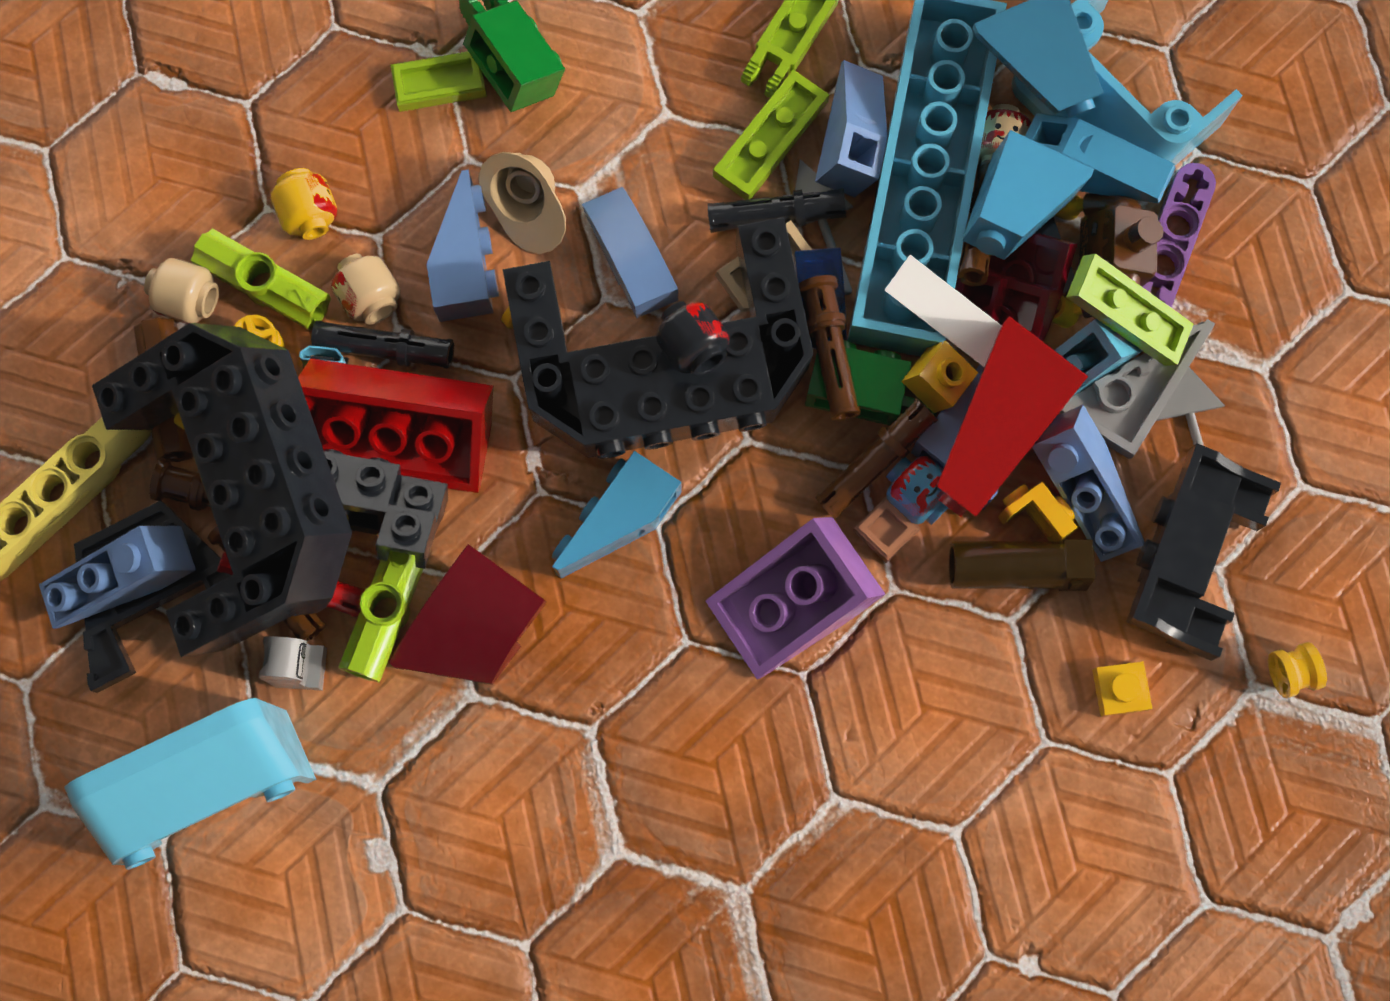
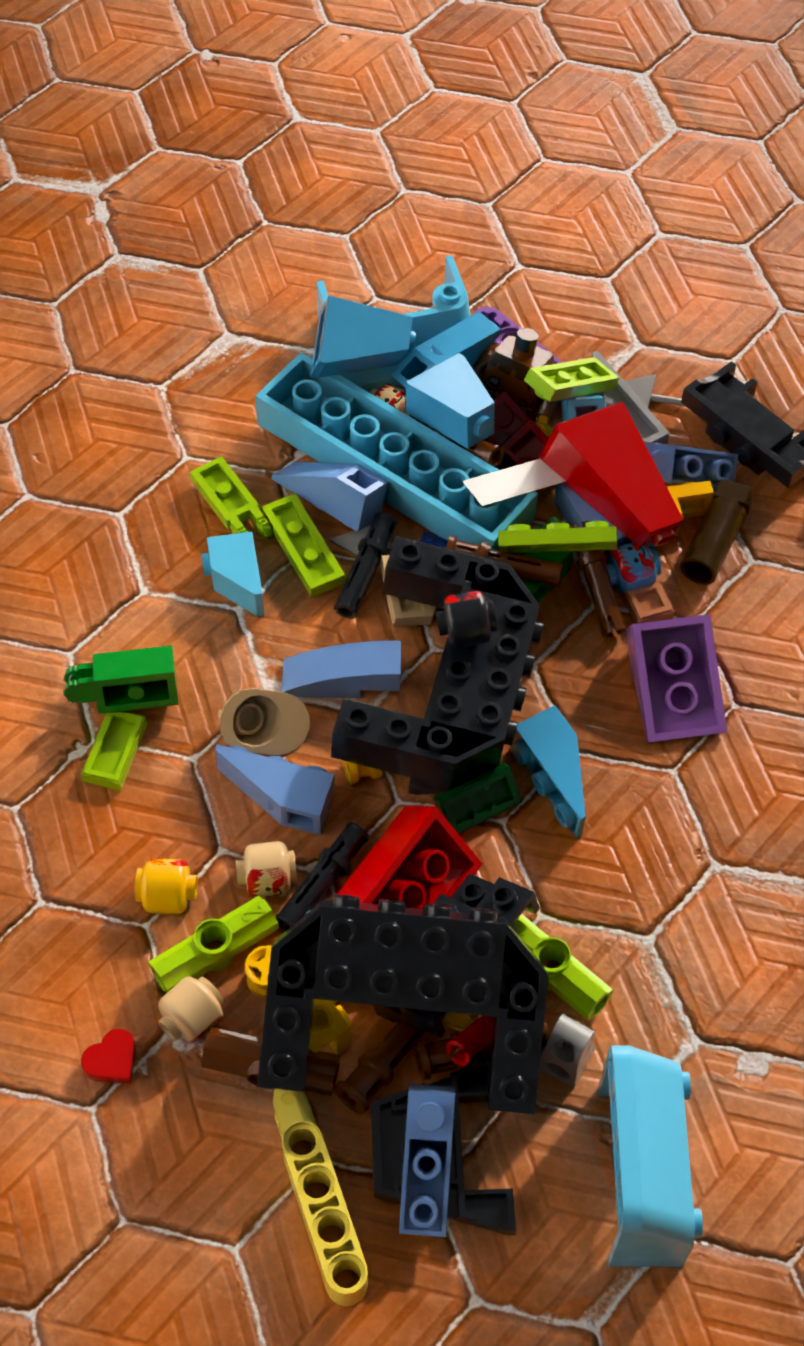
camera: 65 degrees left, 20 degrees down
(114, 248) = (111, 1059): none -> red tile
(469, 622) = (594, 902): dark red slope -> none
(541, 454) = (479, 798): none -> dark green plate
(701, 85) = (235, 570): none -> medium azure slope
(883, 391) = (558, 538): none -> lime plate
(940, 377) = (559, 505): yellow plate -> none

